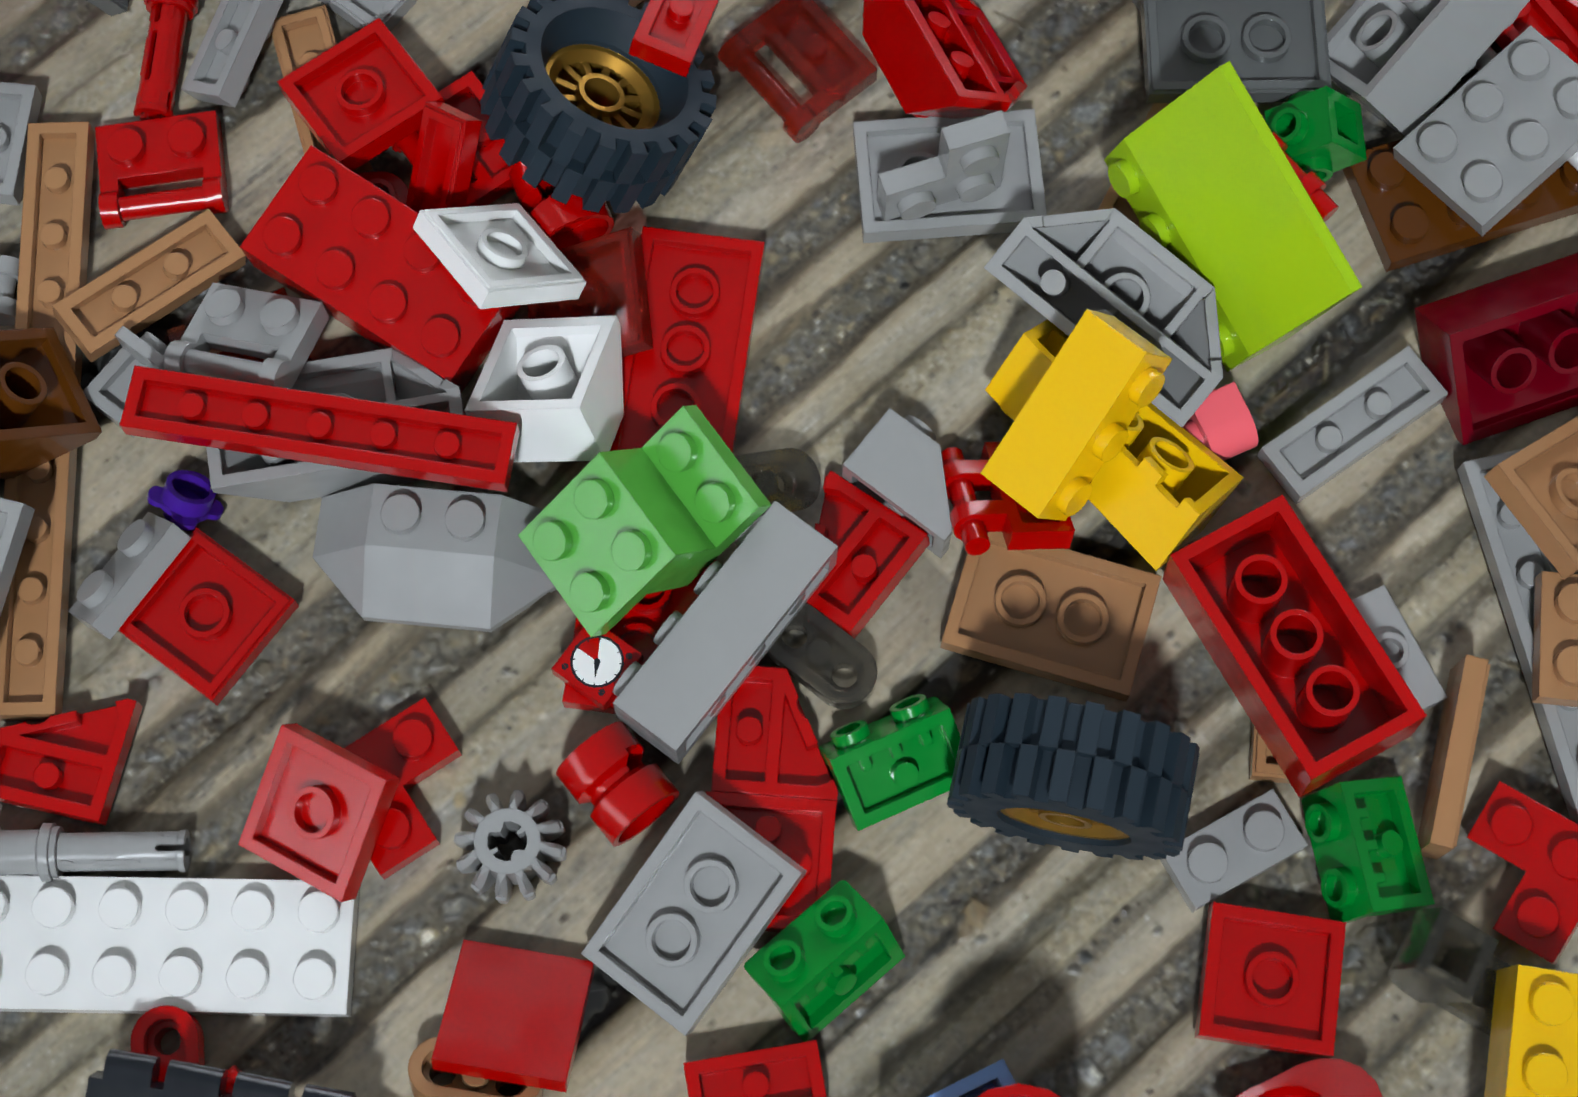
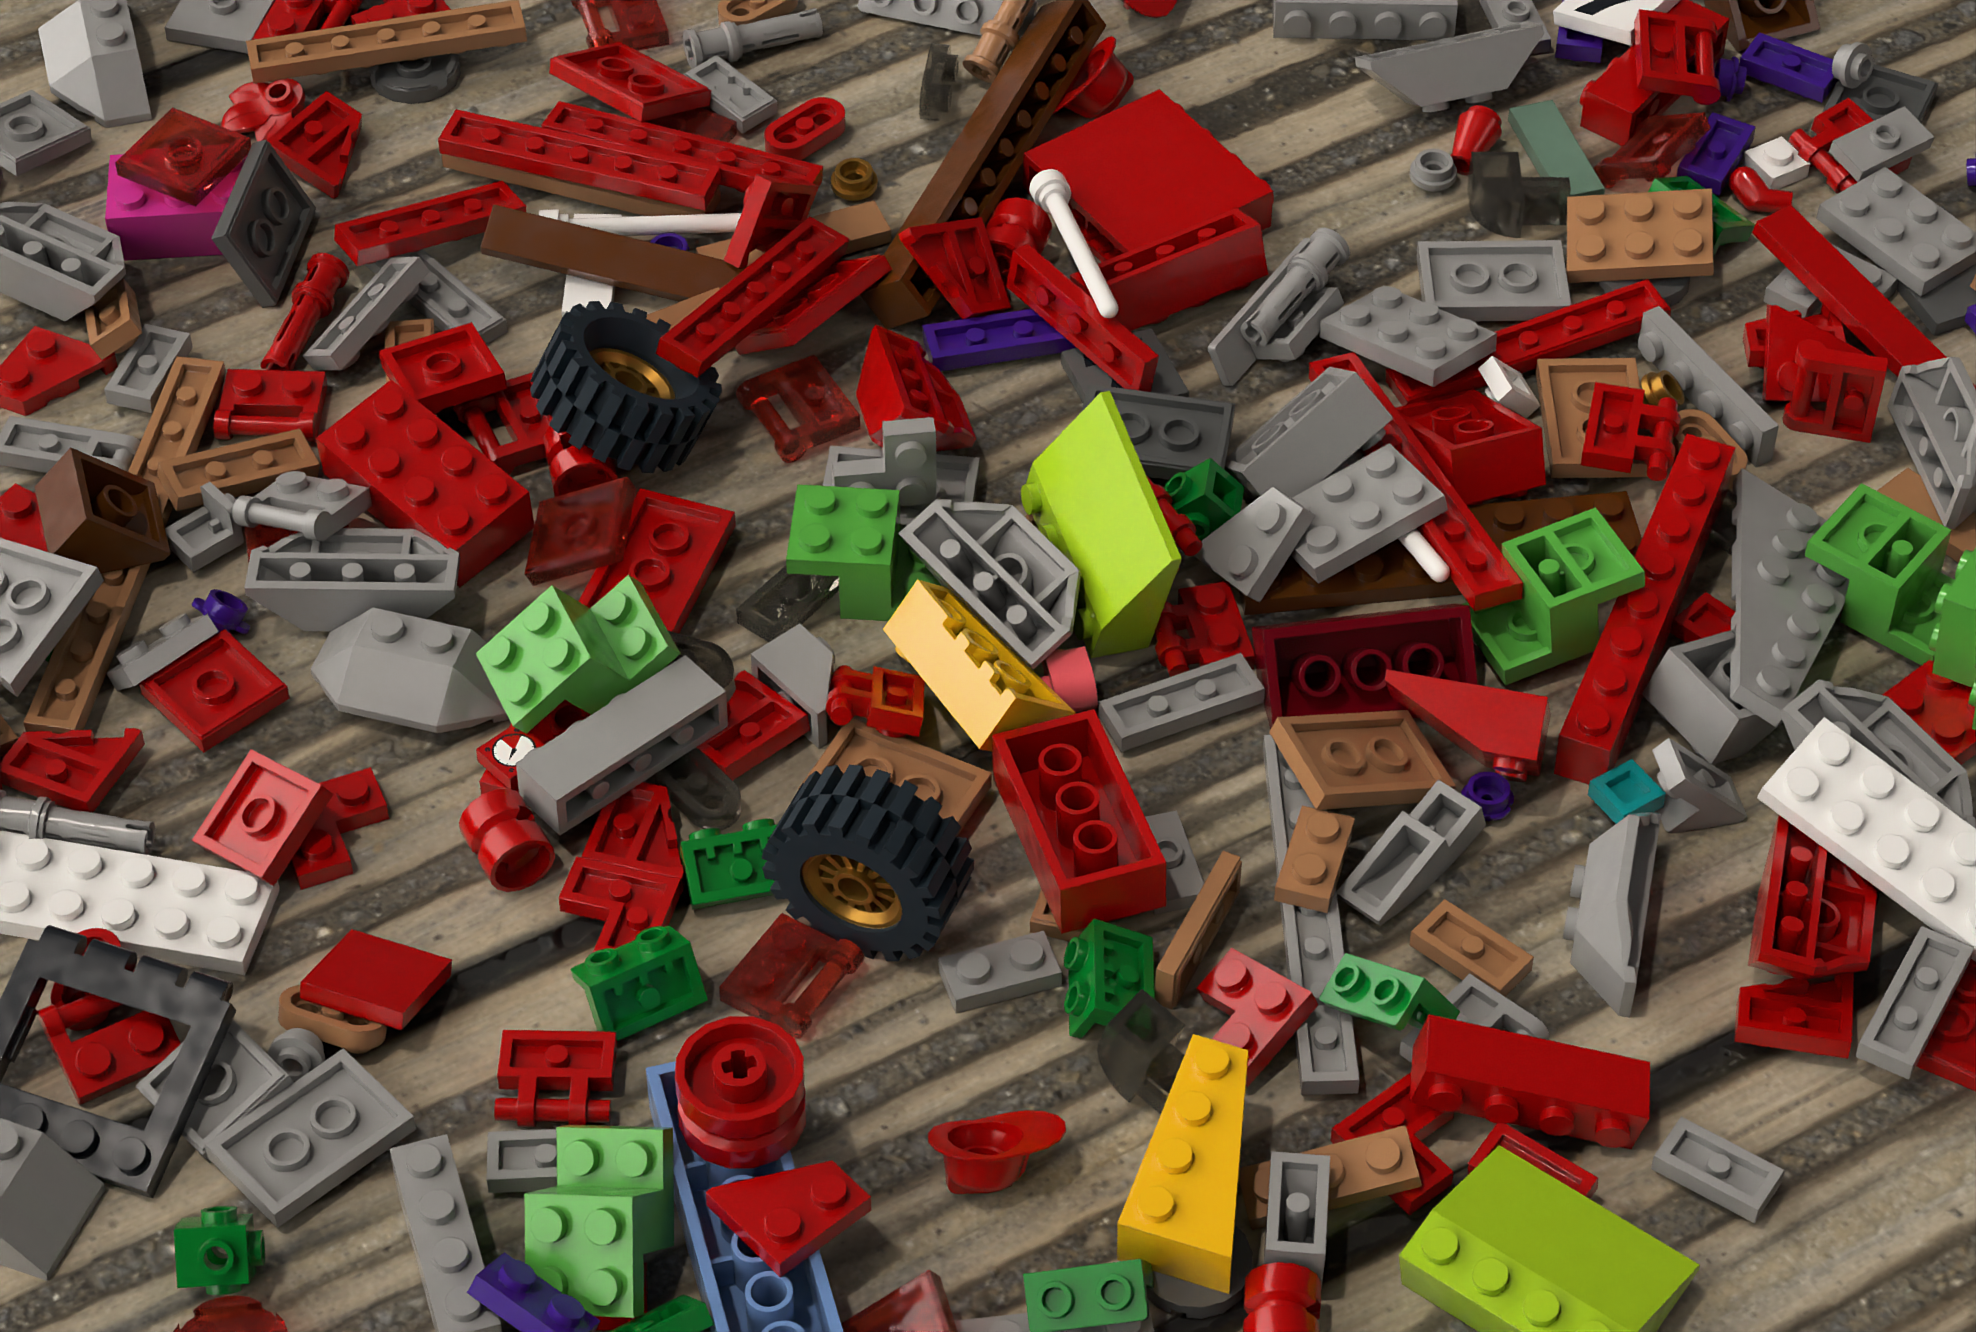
camera: 10 degrees right, 25 degrees down
(320, 428) = (342, 554): red plate -> none
(443, 158) = (495, 414): red tile -> none
(497, 829) = (408, 871): light grey gear -> none
(499, 255) = (516, 470): white tile -> none
(557, 384) = (523, 566): white slope -> none
(693, 912) = (541, 928): light grey plate -> none
(858, 354) = (785, 602): none -> clear smoke plate
(928, 279) = (856, 538): none -> bright green bracket
(974, 894) = (779, 965): none -> clear red plate
(1077, 416) = (937, 623): yellow brick -> none
(1270, 980) = (1002, 1055): red plate -> none
(1368, 321) = (1212, 625): none -> red plate
(1400, 190) = (1256, 542): none -> light grey wing

